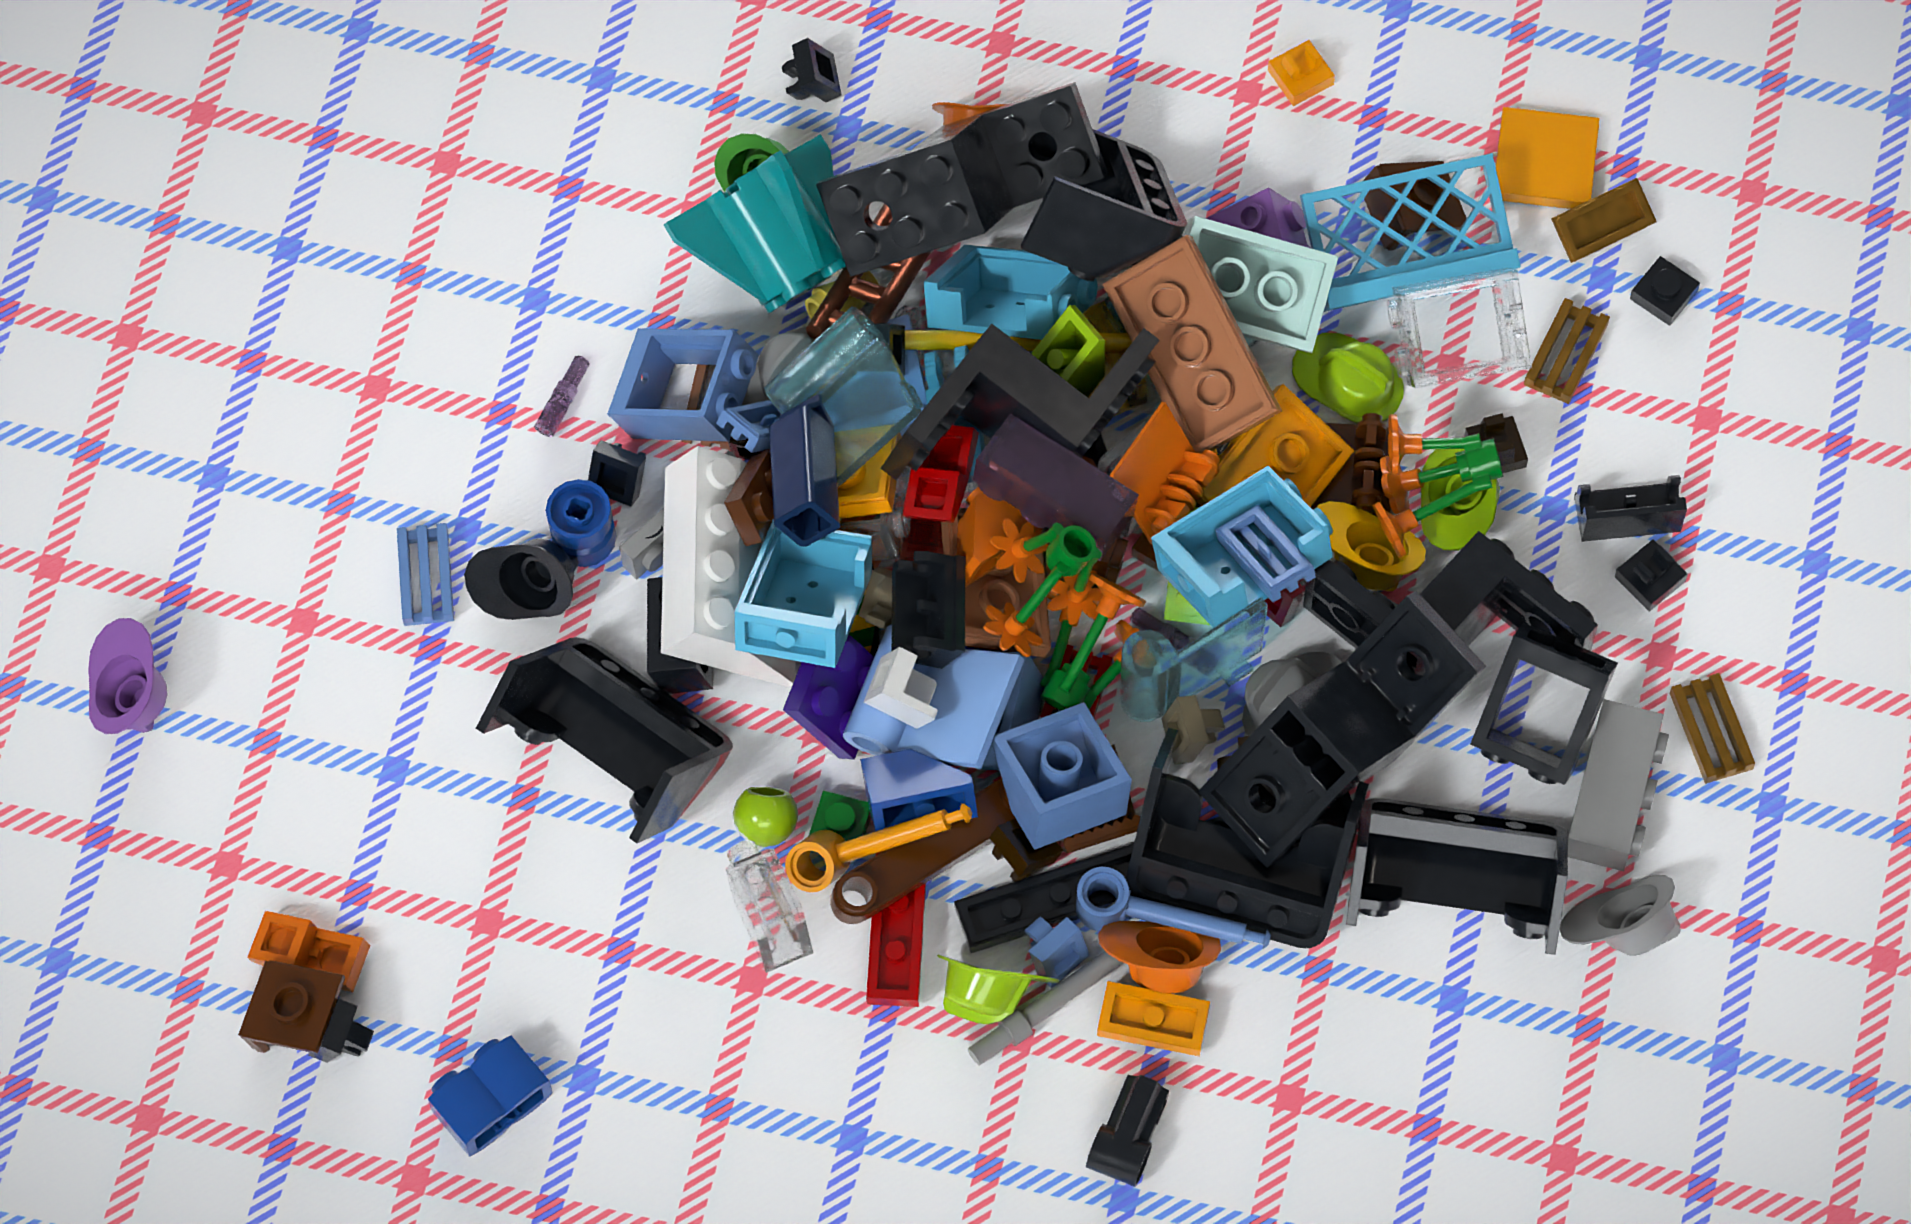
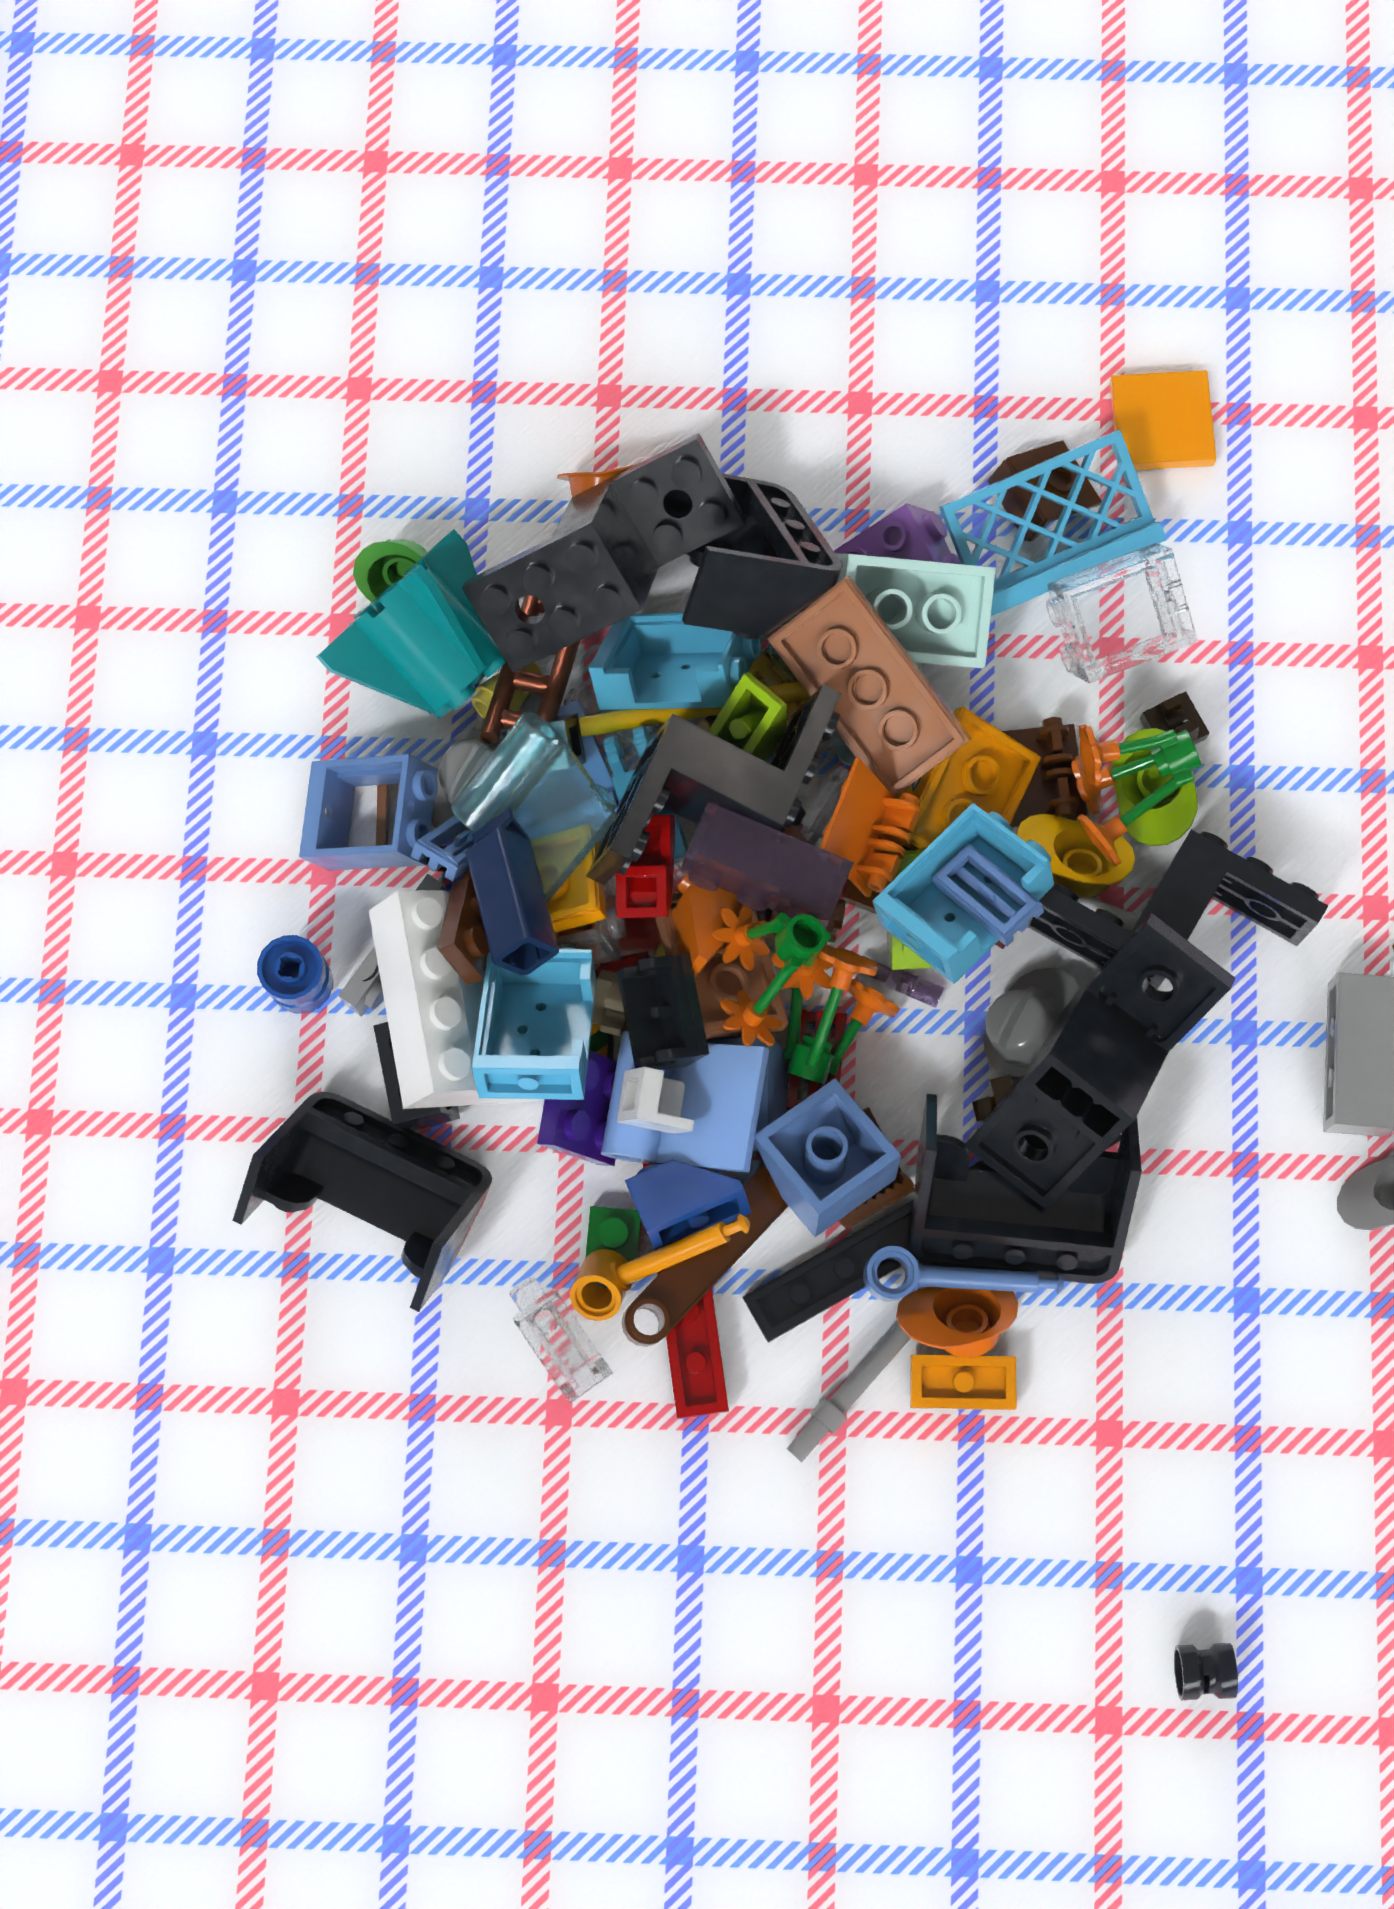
camera: 10 degrees left, 10 degrees up
(290, 1007) = (105, 1543): reddish brown piece -> none
(303, 944) = (112, 1471): orange slope -> none
(343, 1034) = (157, 1556): black tile -> none
(422, 537) = (140, 1012): medium blue tile -> none
(489, 1094) = (322, 1591): blue brick -> none
(522, 580) = (250, 1045): black piece -> none
(561, 398) = (250, 842): clear purple pin -> none
(617, 471) = (320, 912): black tile -> none
(765, 815) = (539, 1245): lime piece -> none
(814, 70) = (433, 458): black tile -> none
(984, 994) = (792, 1387): lime piece -> none
(1017, 850) = (796, 1237): dark brown tile -> none
(1056, 949) = (853, 1330): medium blue tile -> none
(1124, 1143) = (960, 1519): black piece -> none
(1158, 674) = (912, 1028): clear light blue door -> none
(1194, 726) = (939, 1074): dark tan tile -> none
(1301, 72) = (908, 374): light orange tile -> none
(1349, 377) = (1019, 681): lime piece -> none
(1460, 863) = (1243, 1160): black windscreen -> none
(1562, 660) = (1293, 946): black window -> none
(1581, 317) = (1232, 577): pearl gold tile -> none
(1603, 220) = (1233, 474): pearl gold tile -> none
(1630, 510) = (1318, 766): black hinge -> none
(1651, 575) = (1351, 829): black tile -> none
(1664, 290) = (1304, 535): black plate -> none

